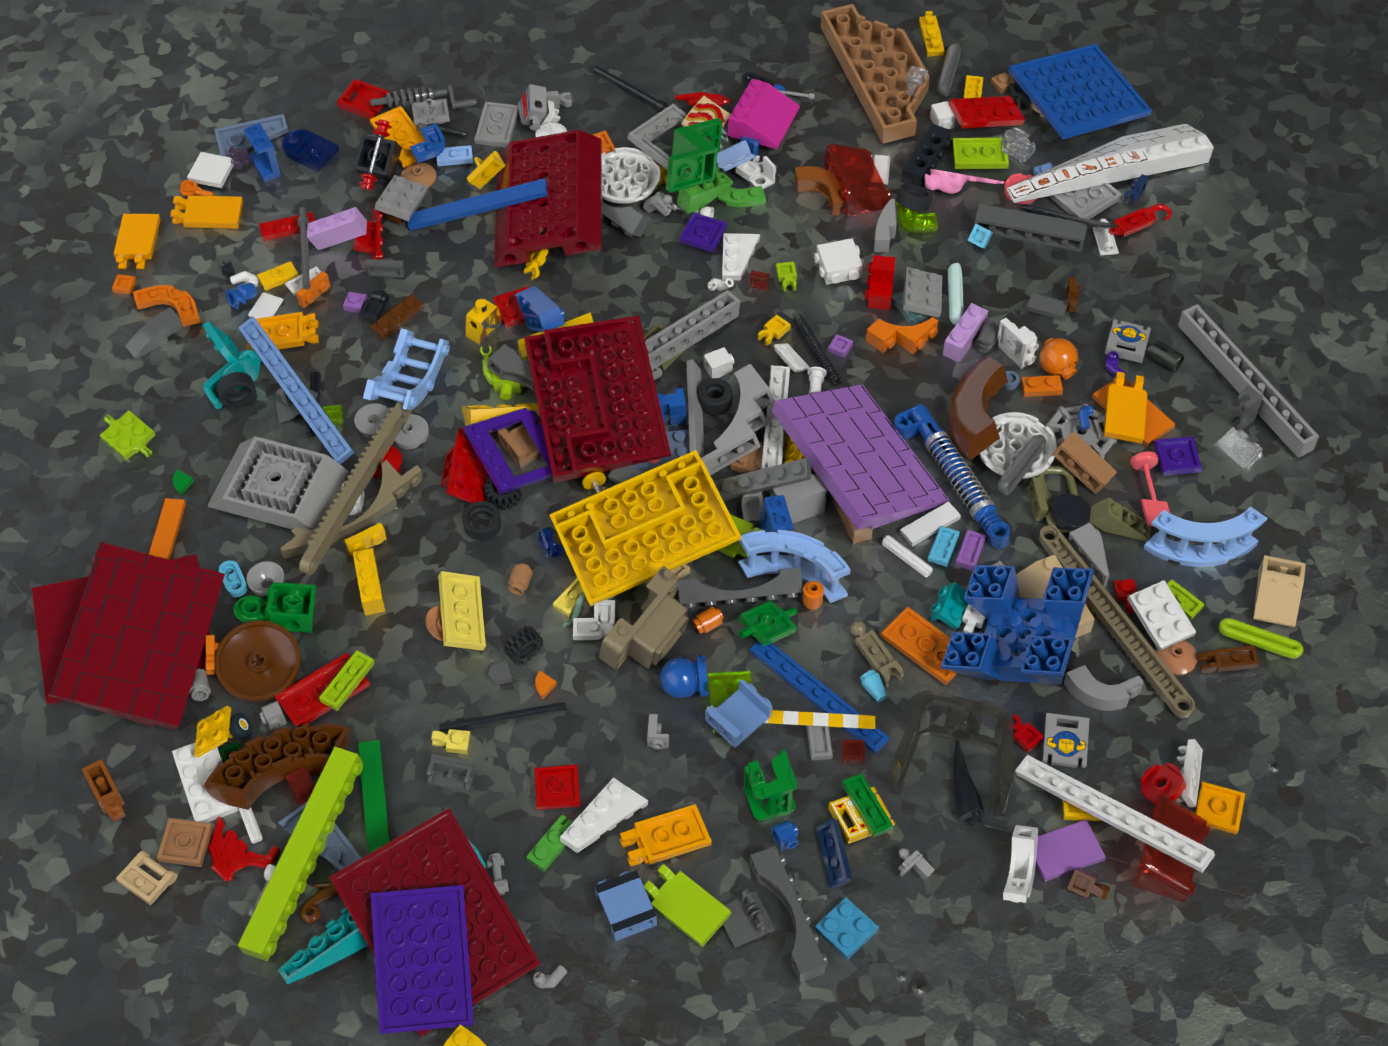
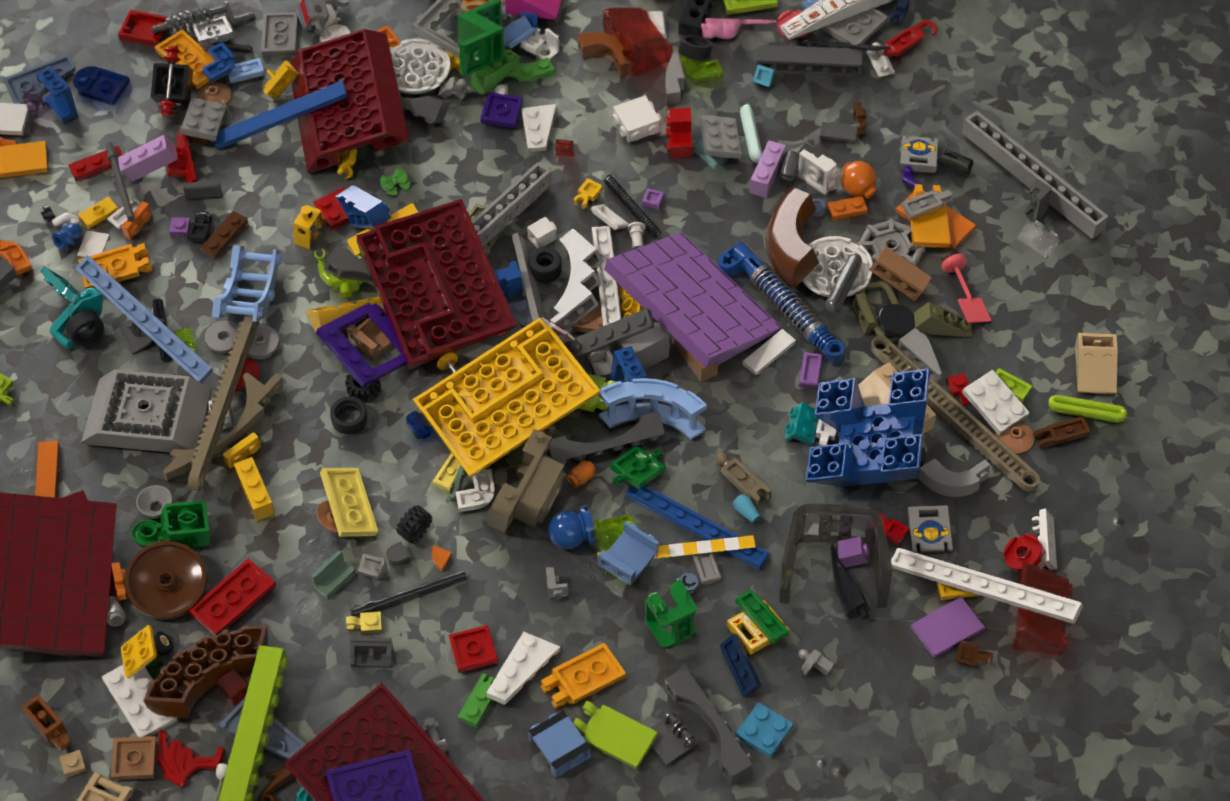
camera: 10 degrees left, 0 degrees up
(122, 837) = (72, 763): none -> tan plate
(181, 482) = (50, 424): green tile -> none
(234, 579) = (124, 508): medium azure plate -> none
(251, 825) = (192, 731): white axle -> none
(272, 715) = (191, 628): light grey plate -> none
(347, 680) = (255, 583): lime plate -> none
(374, 795) = (303, 686): green tile -> none
(428, 684) = (332, 575): none -> sand green panel
(464, 471) = (322, 370): red bracket -> none
(471, 682) = (372, 566): none -> light grey plate
(519, 579) = (397, 463): medium nougat brick -> none
(574, 289) = (399, 178): none -> bright green piece
(711, 464) = (557, 328): none -> sticker
(720, 285) = (528, 158): white arm -> none
(785, 835) = (692, 656): blue plate -> none
(787, 274) = (589, 137): lime plate -> none
(797, 755) = (690, 582): none -> sand blue tile
(813, 595) = (674, 434): orange brick -> none
(853, 751) = (739, 570): clear red plate -> none
(885, 335) = (718, 181): orange arch -> none
(907, 556) = (753, 385): white axle -> none
(920, 643) = (781, 463): orange plate -> none
(943, 546) = (785, 370): medium azure plate -> none
(978, 751) = (853, 551): none -> medium lavender brick
(1022, 864) = (911, 645): white arch -> none
(1083, 414) = (891, 230): blue arm -> none
(1125, 393) = (926, 203): none -> light grey hinge
(1177, 456) = (983, 254): dark purple plate -> none
(1220, 807) = (1078, 565): light orange tile -> none
(1232, 534) = (1047, 317): light blue fence -> none

